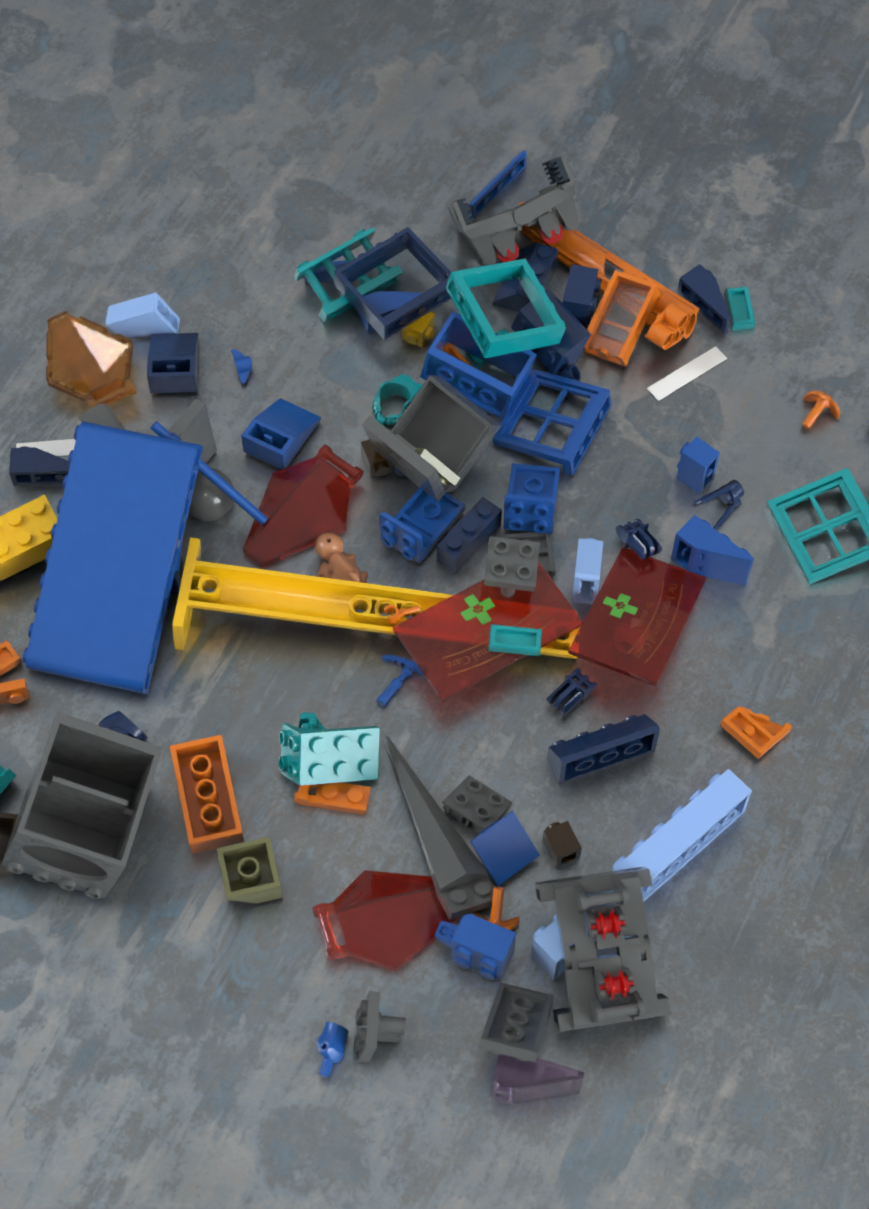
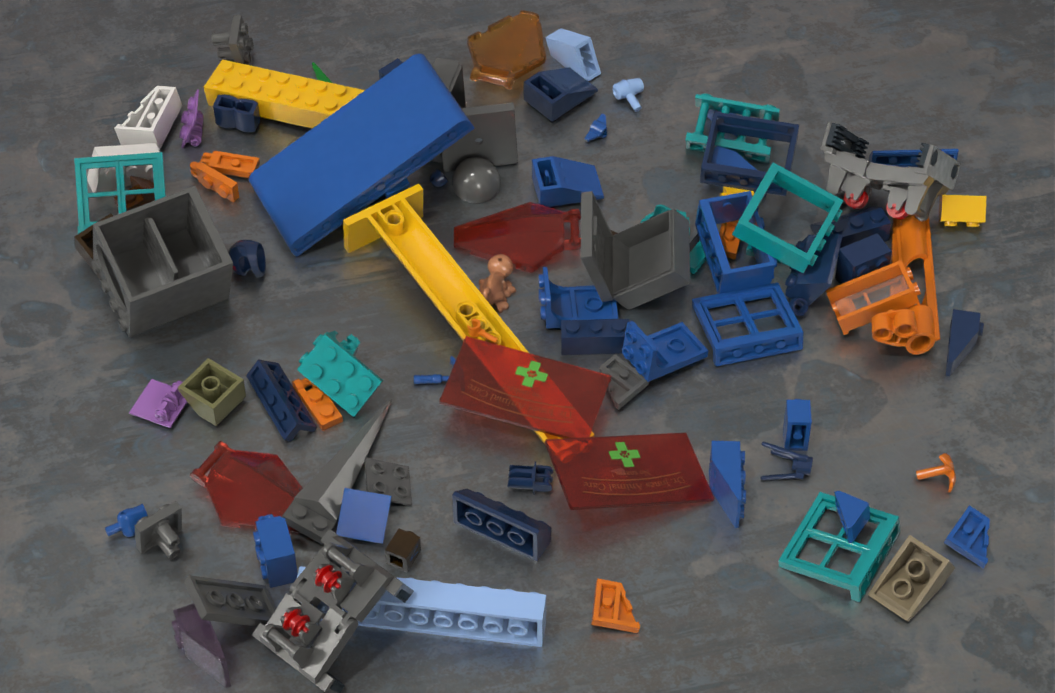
camera: 50 degrees right, 10 degrees down
(206, 794) = (248, 330): orange brick -> none
(212, 925) = (160, 403): none -> medium lavender hinge
(216, 479) = (473, 159): blue bar -> none
(222, 313) = (628, 90): none -> light blue piece
(304, 823) = (276, 394): none -> dark blue fence
(446, 475) = (611, 268): hinge -> none
(496, 911) = (303, 548): orange plant -> none
(511, 565) = (576, 359): dark grey plate -> none
(515, 640) = (528, 409): teal tile -> none
(587, 570) = (639, 417): light blue slope -> none
(589, 193) = (962, 209): none -> yellow brick
(638, 539) = (700, 431): dark blue arm -> none
(687, 373) = (883, 375): white sticker -> none
(740, 308) = (978, 368): teal tile -> none
(819, 496) = (853, 514): none -> blue slope

